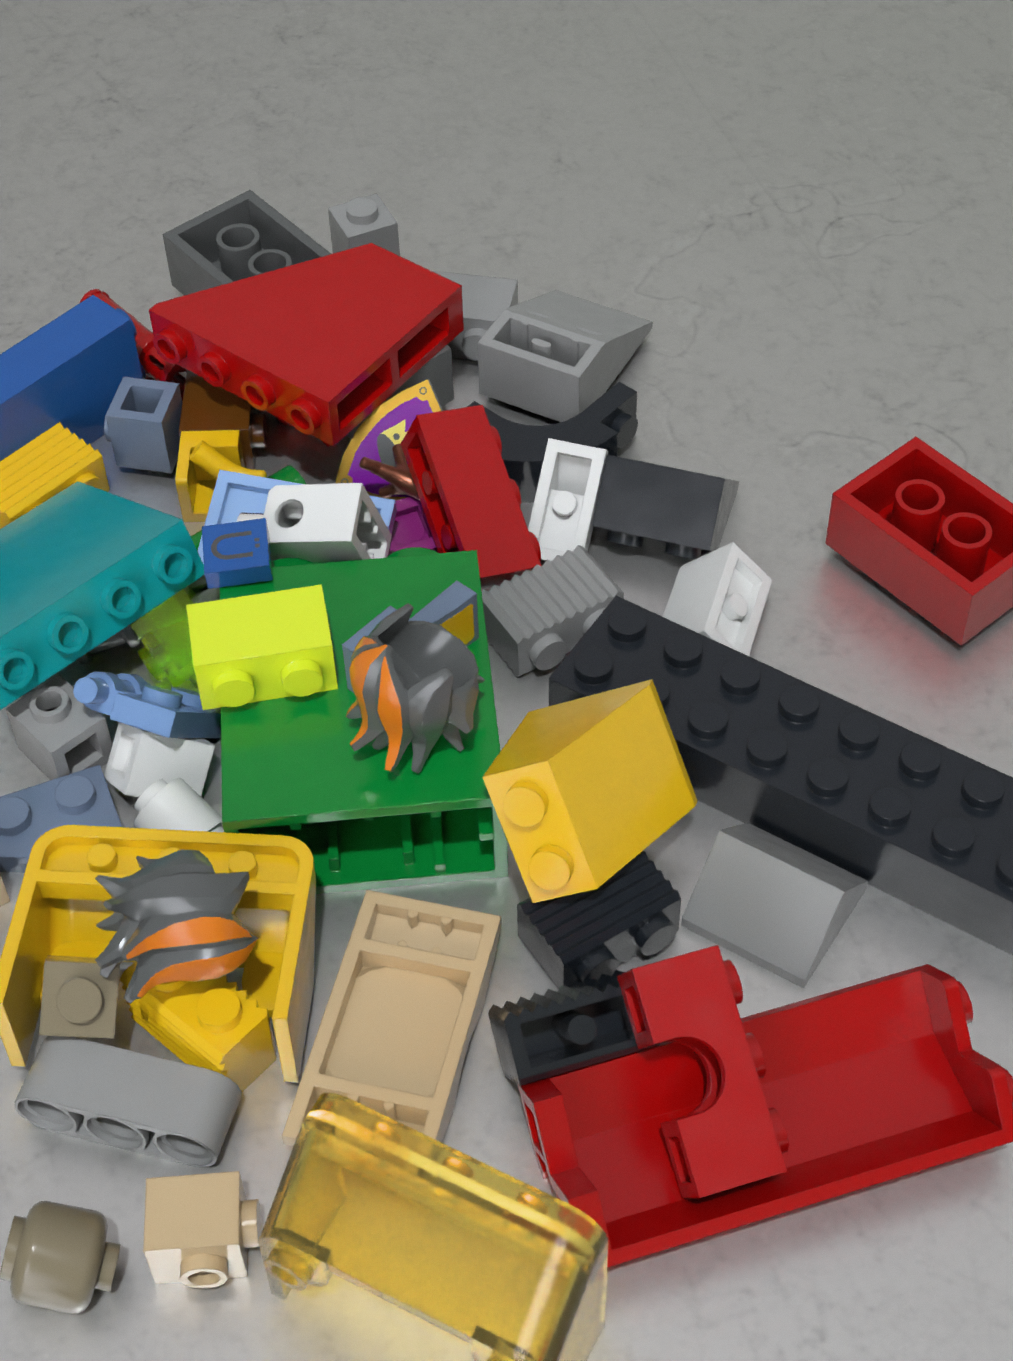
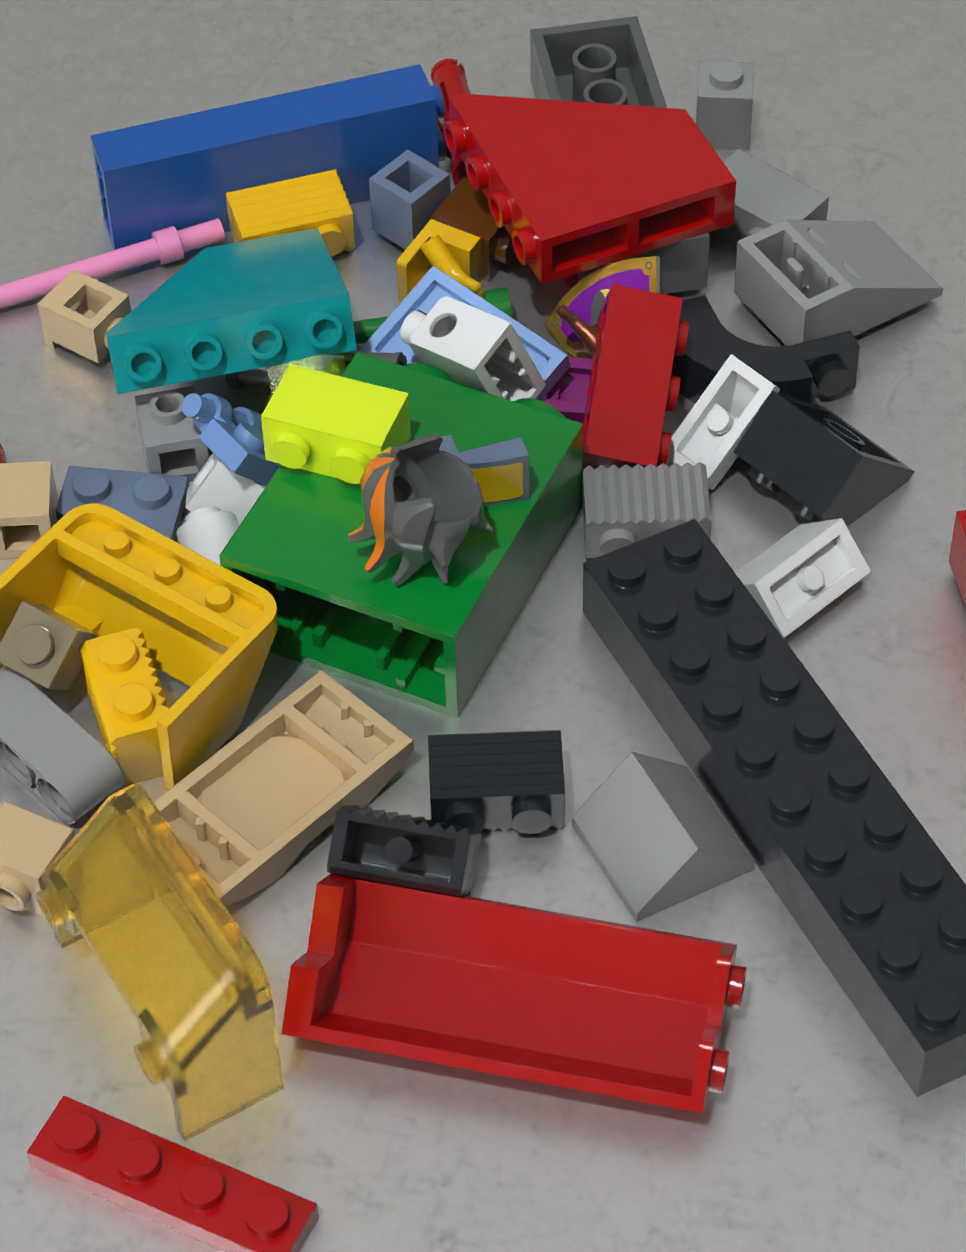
camera: 30 degrees right, 0 degrees up
(174, 922) = (124, 613): dark grey hair -> none
(236, 553) = (377, 341): blue tile -> none
(588, 788) = (535, 663): yellow slope -> none
(732, 1131) = (463, 988): red arch -> none

